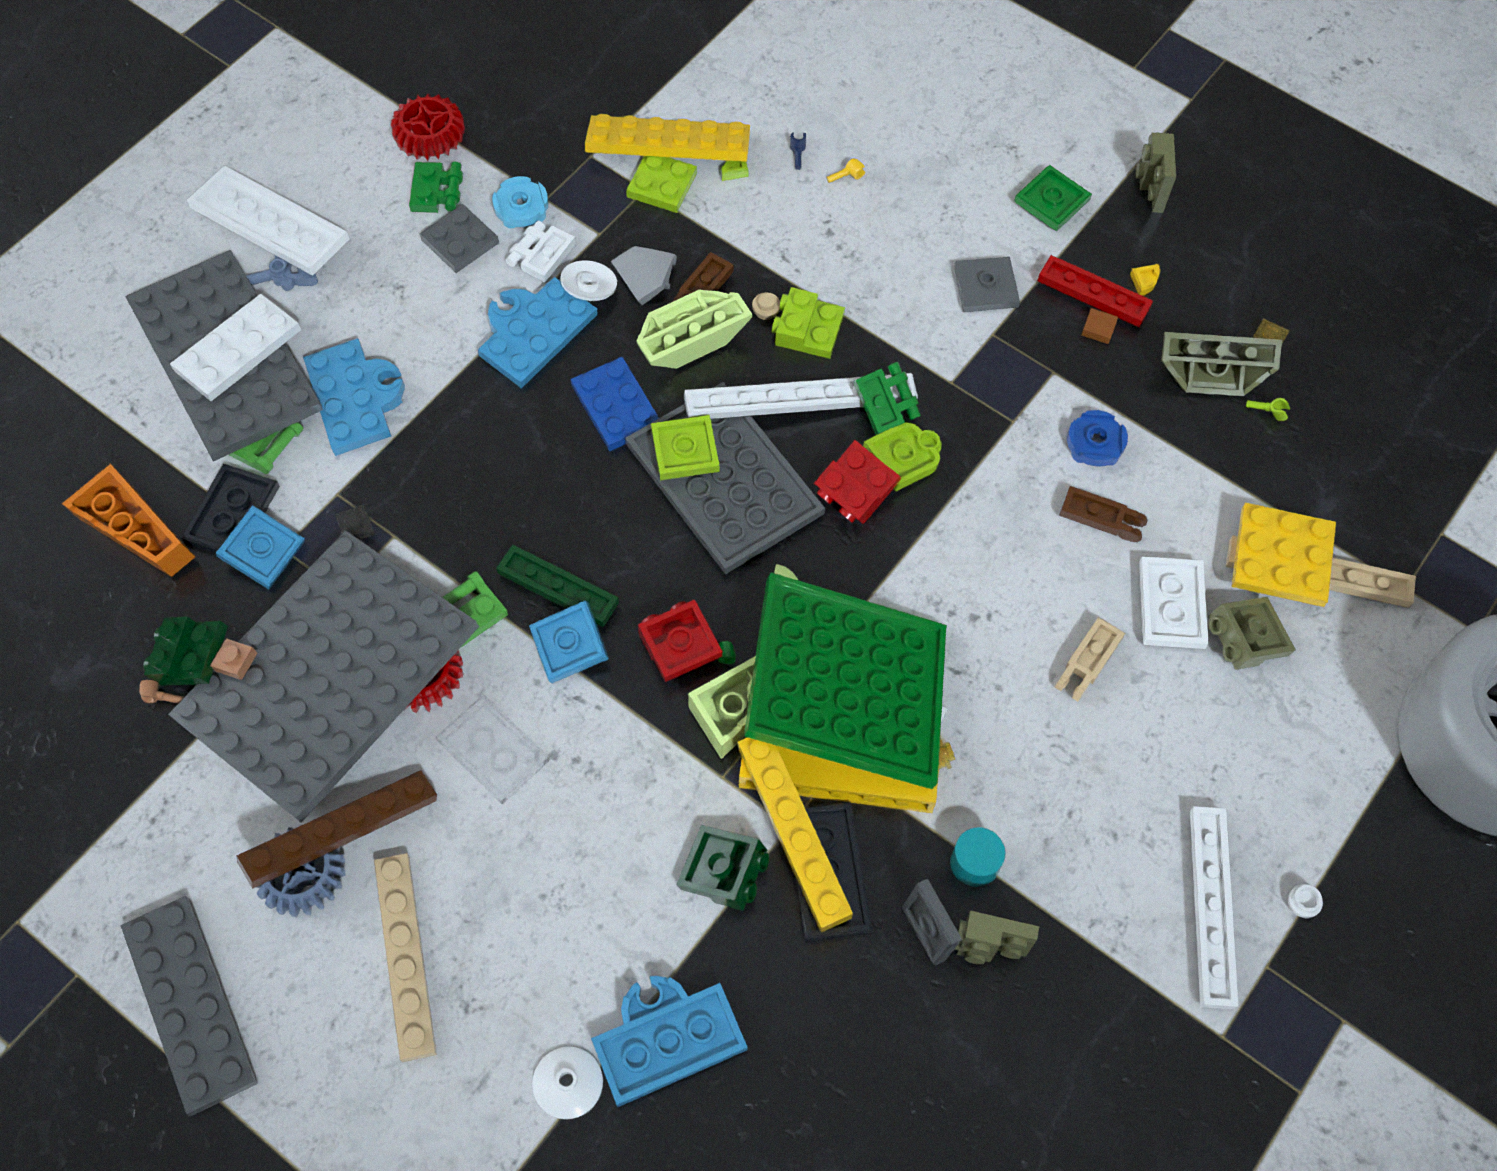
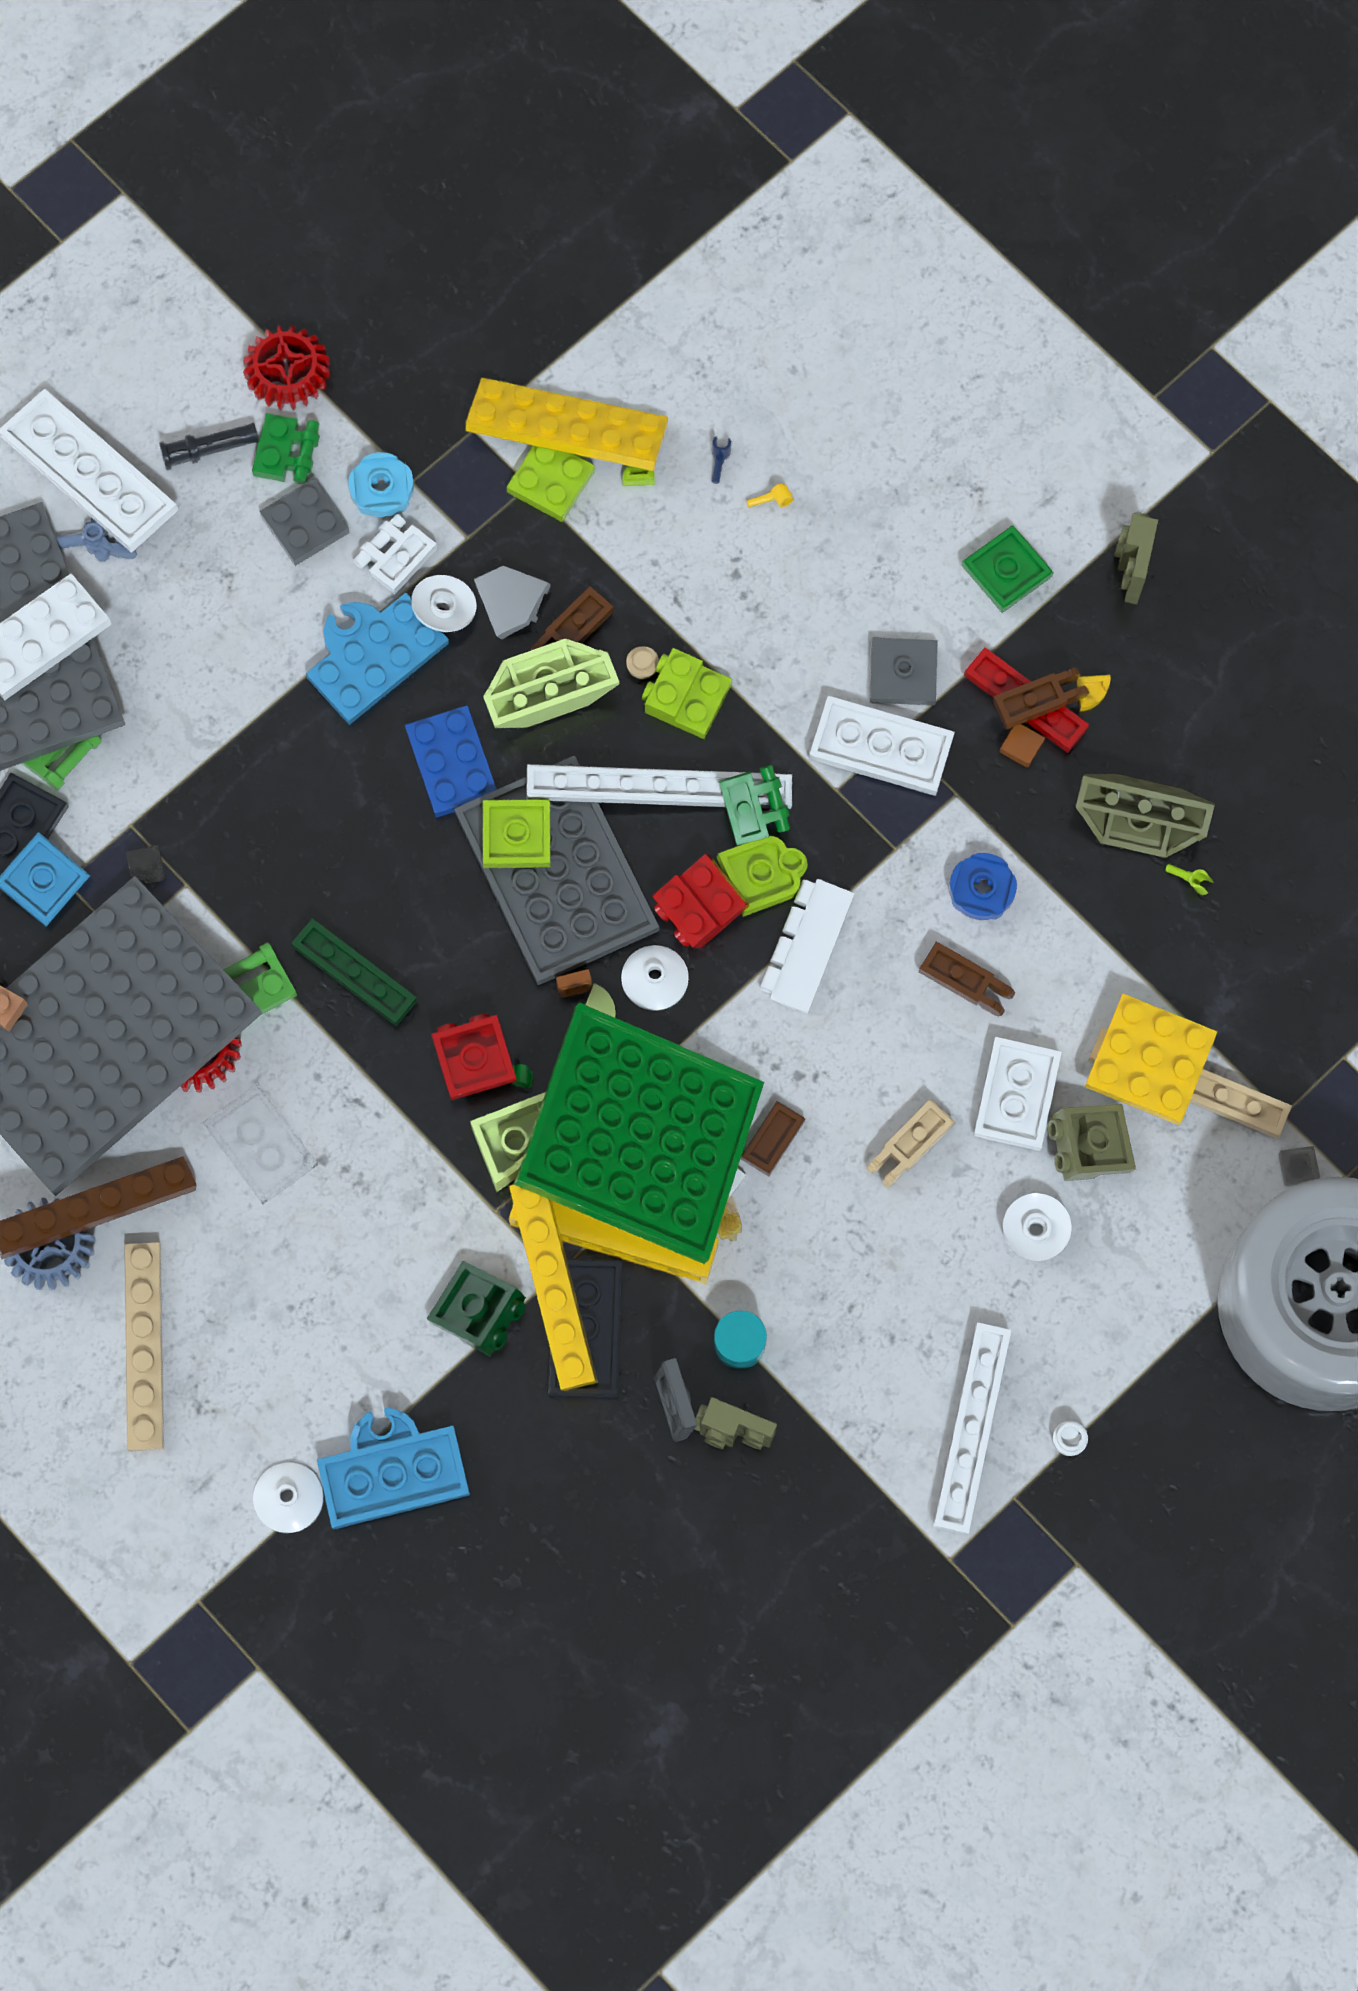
camera: 10 degrees right, 10 degrees up
(353, 394) = (160, 707): dark azure plate -> none
(357, 194) = (190, 444): none -> black pin
(568, 642) = (356, 1039): dark azure plate -> none
(758, 566) = (574, 983): none -> dark orange tile
(828, 565) = (649, 992): none -> white dish
(955, 507) = (808, 953): none -> white windscreen
(964, 673) = (773, 1138): none -> reddish brown tile
(983, 341) = (881, 745): none -> white plate
(1107, 283) = (1038, 698): none -> reddish brown hinge
(1231, 704) = (1040, 1211): none -> white dish
(1270, 330) = (1216, 787): clear yellow plate -> none
(1436, 626) = (1298, 1165): none -> clear smoke plate

